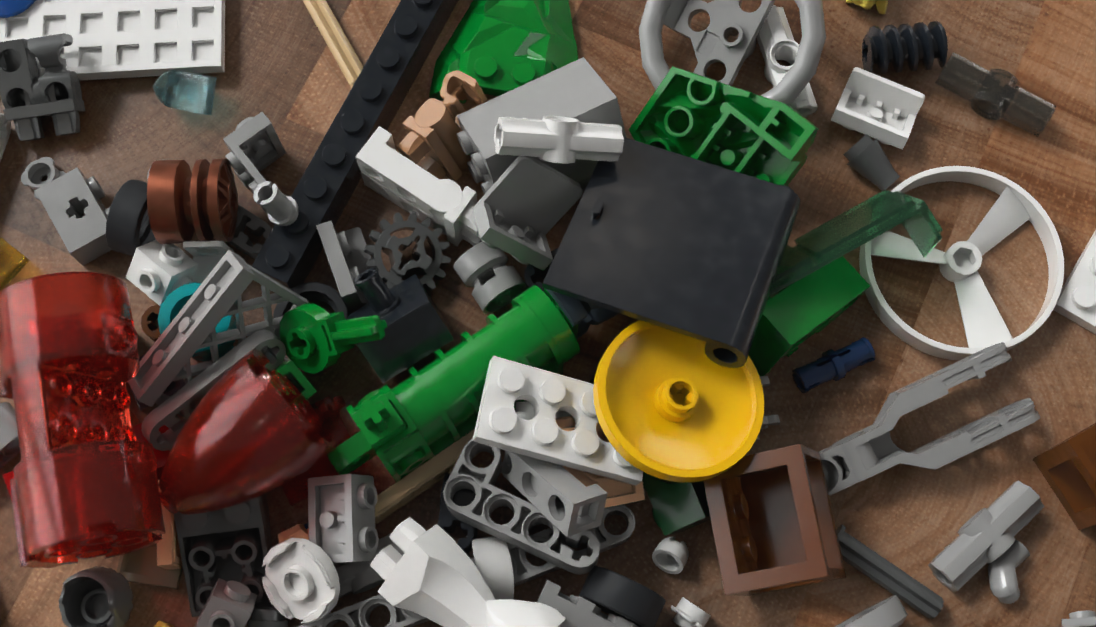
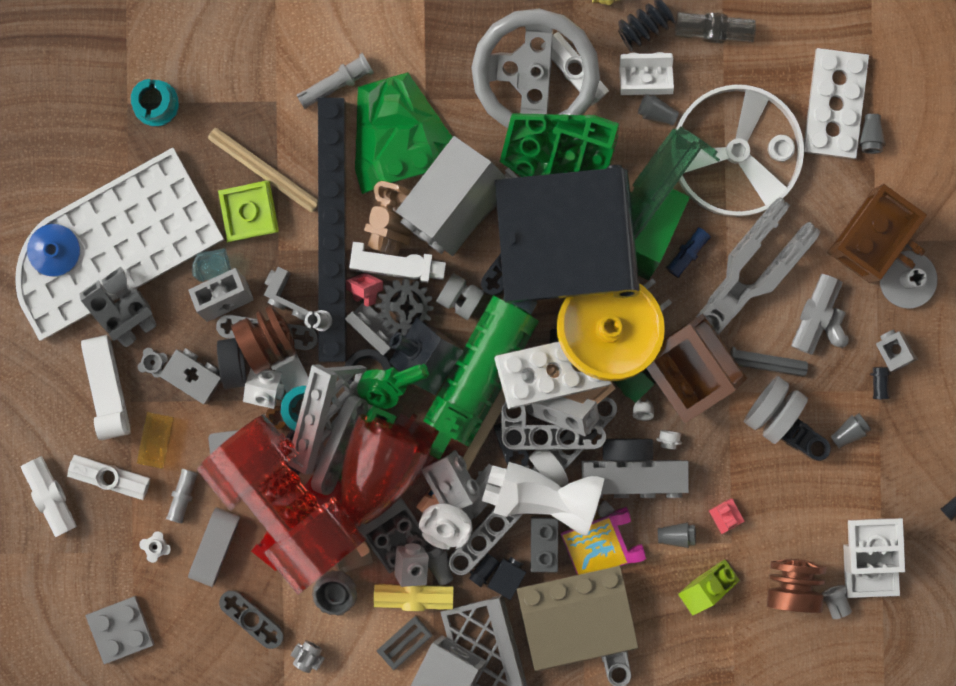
camera: 30 degrees left, 15 degrees up
(176, 128) = (221, 295): none -> light grey brick
(272, 49) = (248, 211): none -> lime tile
(367, 208) = (364, 287): none -> coral tile
(524, 209) = (463, 254): light grey bracket -> none
(558, 139) = (470, 207): white piece -> none
(1023, 287) = (781, 148): none -> white tile

